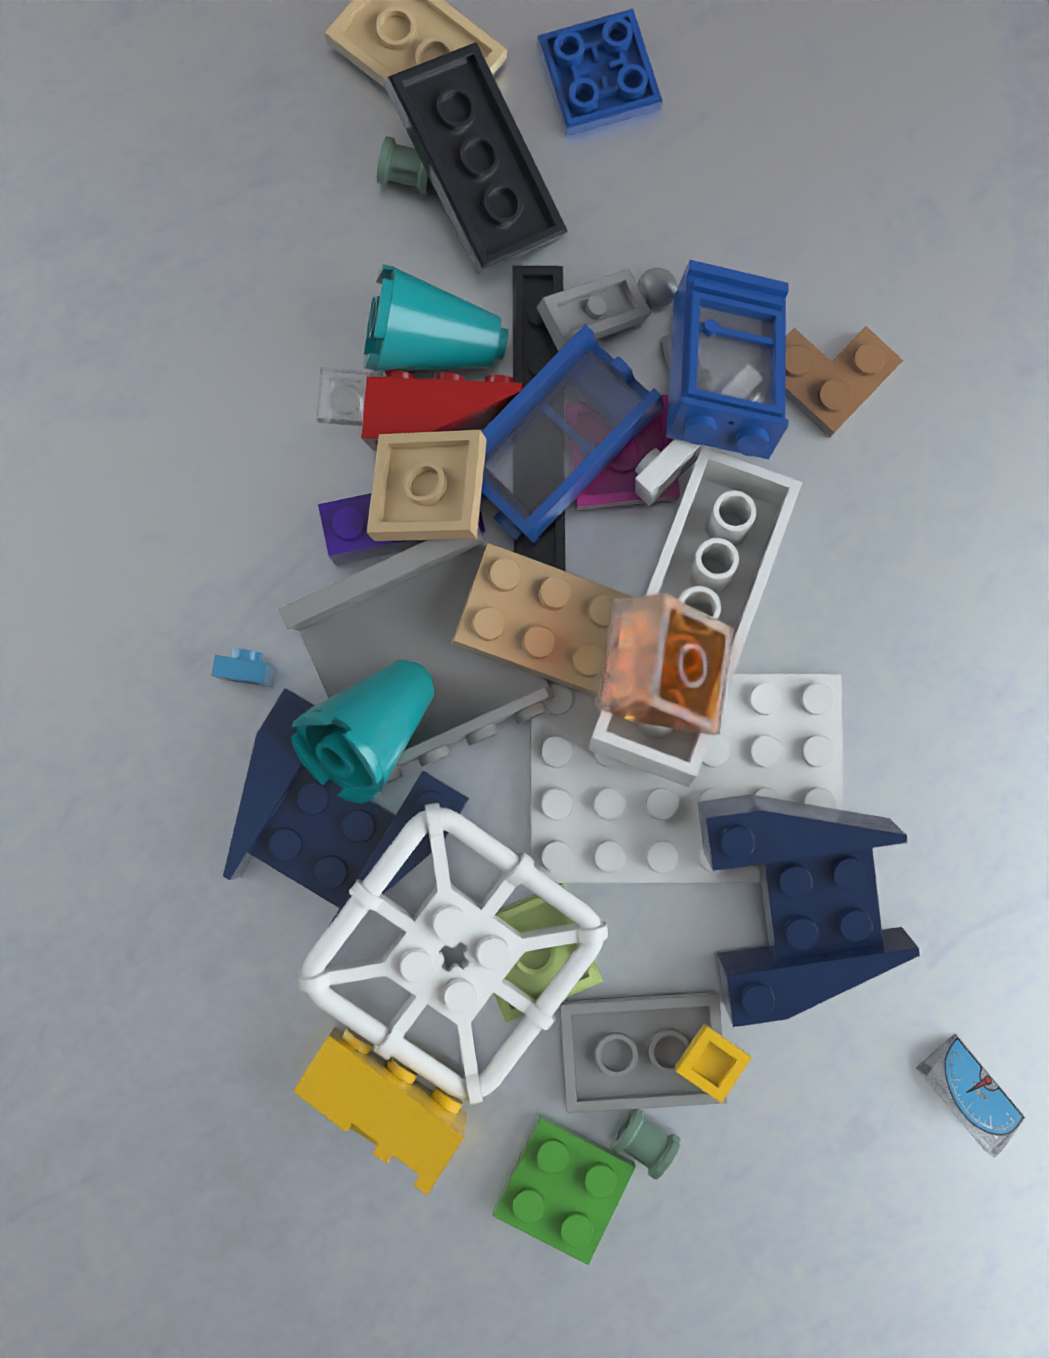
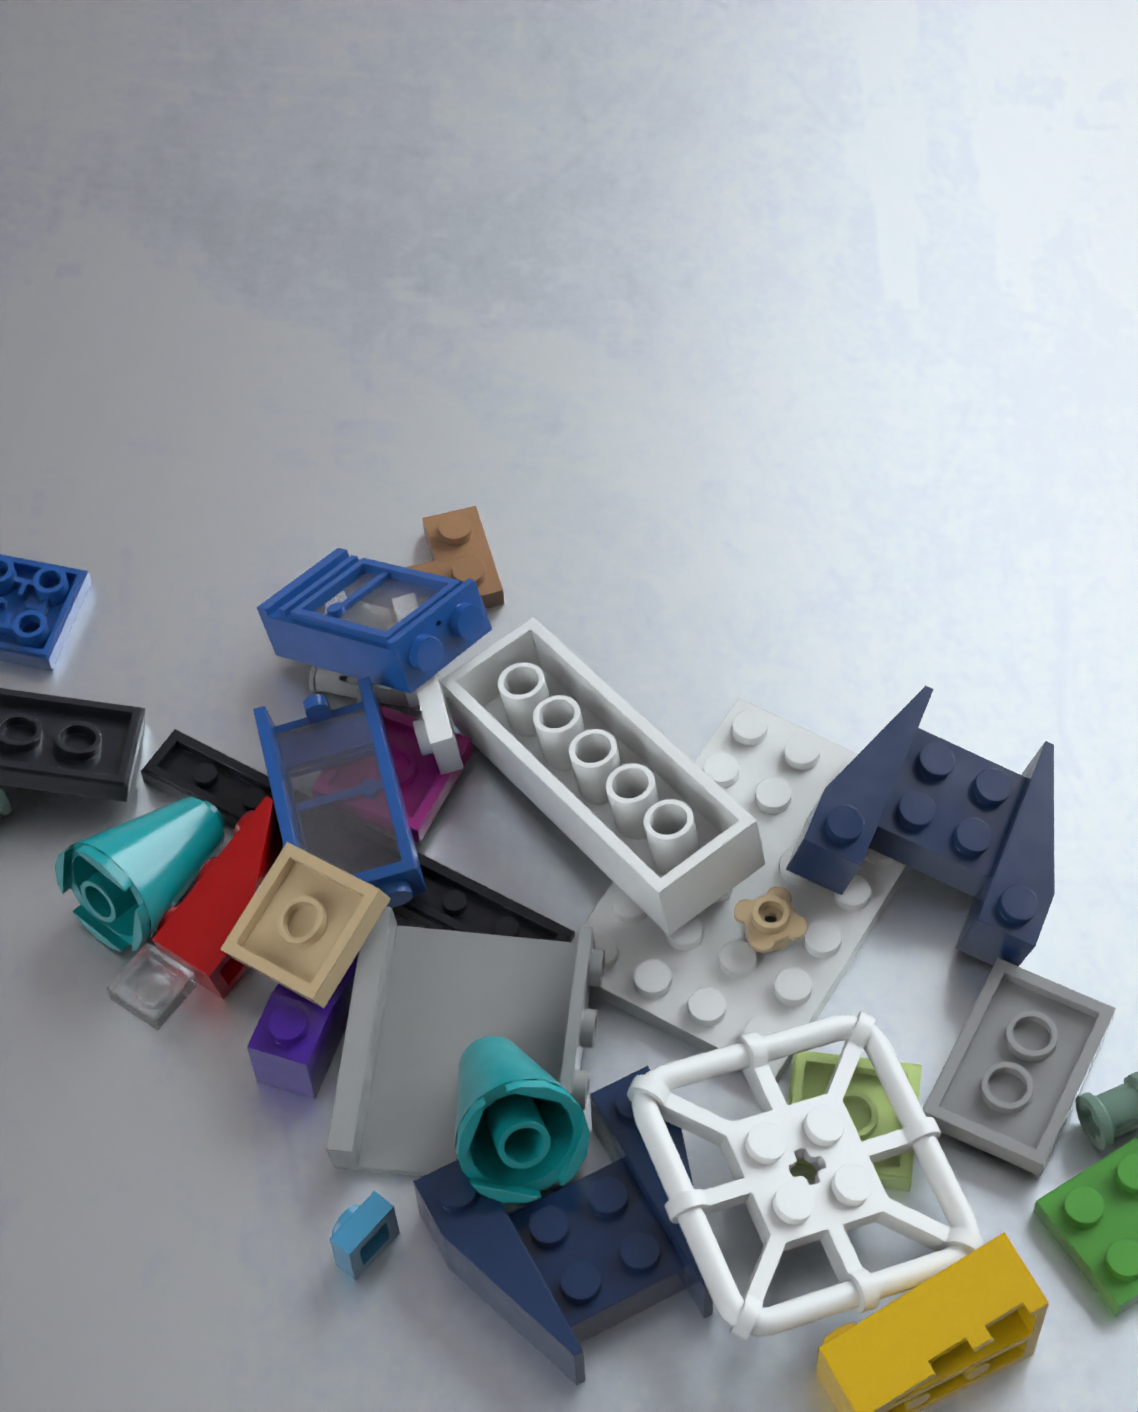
camera: 45 degrees left, 30 degrees down
(537, 619) = (510, 911): tan plate -> none
(606, 304) = (230, 725): light grey plate -> none
(631, 817) = (769, 936): none -> tan plate
(665, 664) = (627, 788): clear orange slope -> none
(712, 1063) = (1063, 988): yellow plate -> none

